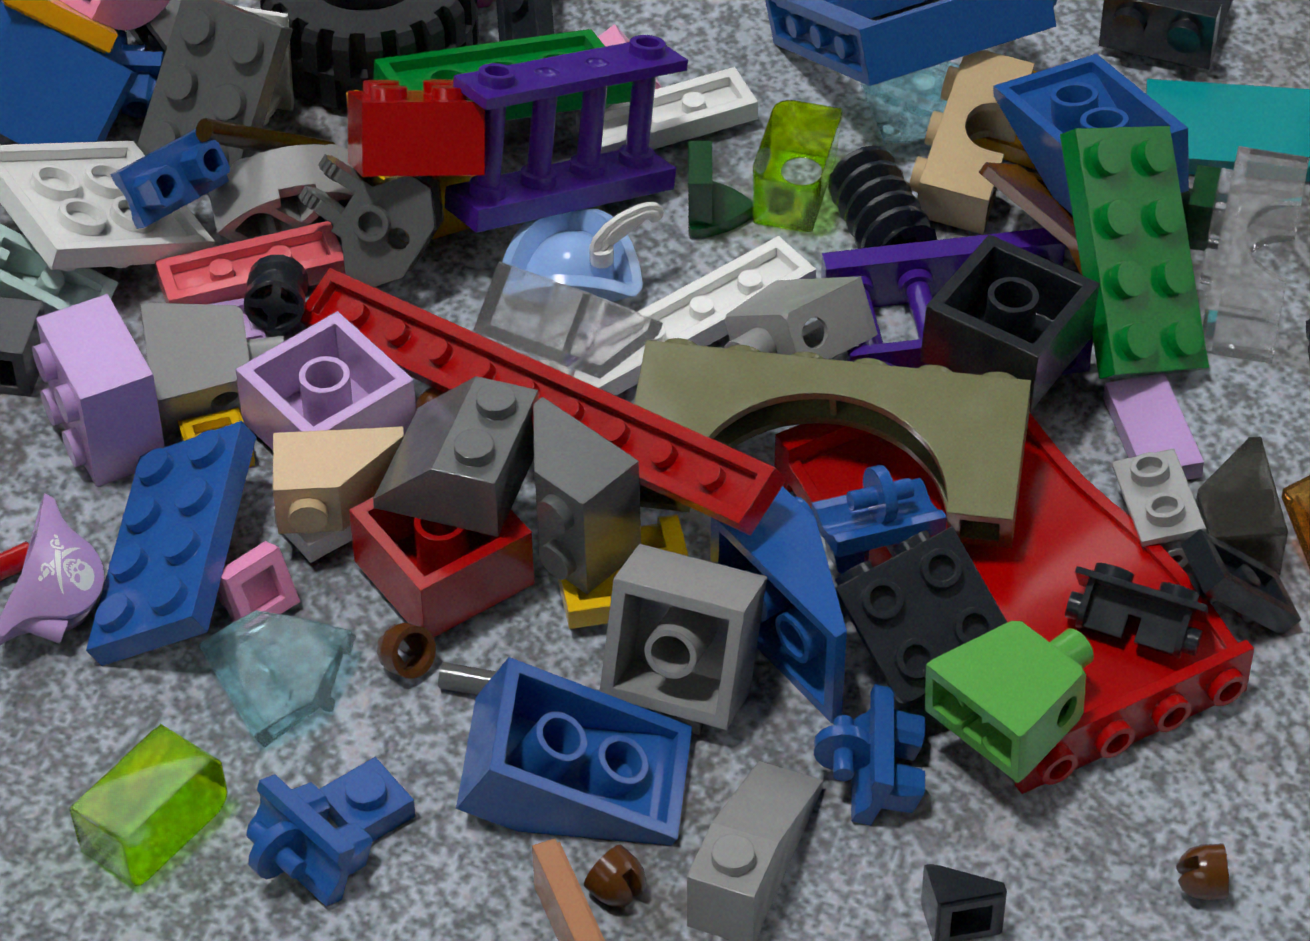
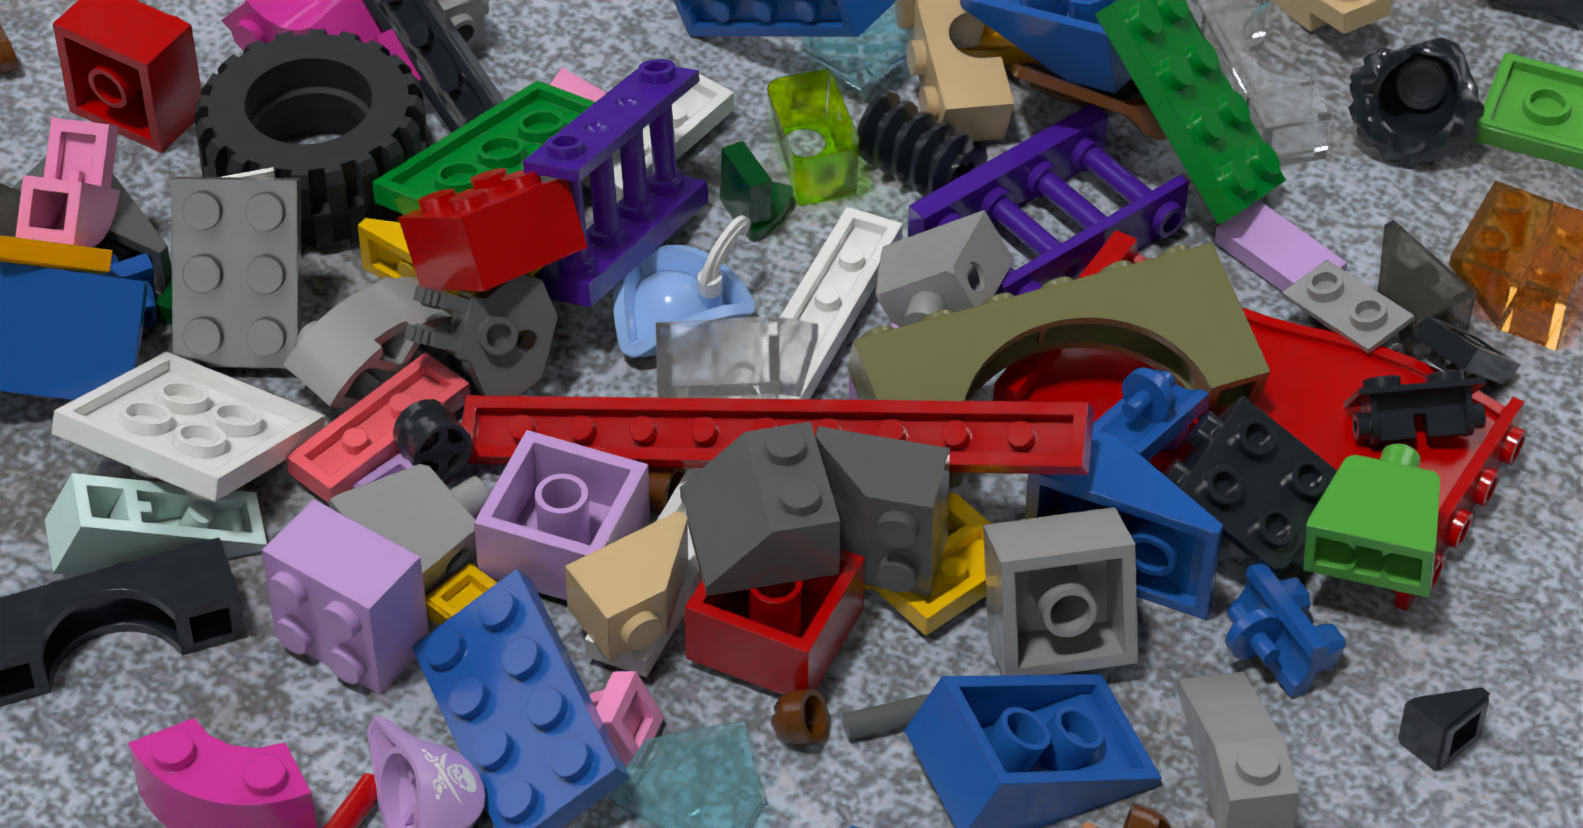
camera: 30 degrees left, 0 degrees up
(171, 177) = (268, 364): blue hips -> none
(250, 137) = (314, 299): dark brown bar -> none
(1010, 317) = (1138, 195): black brick -> none

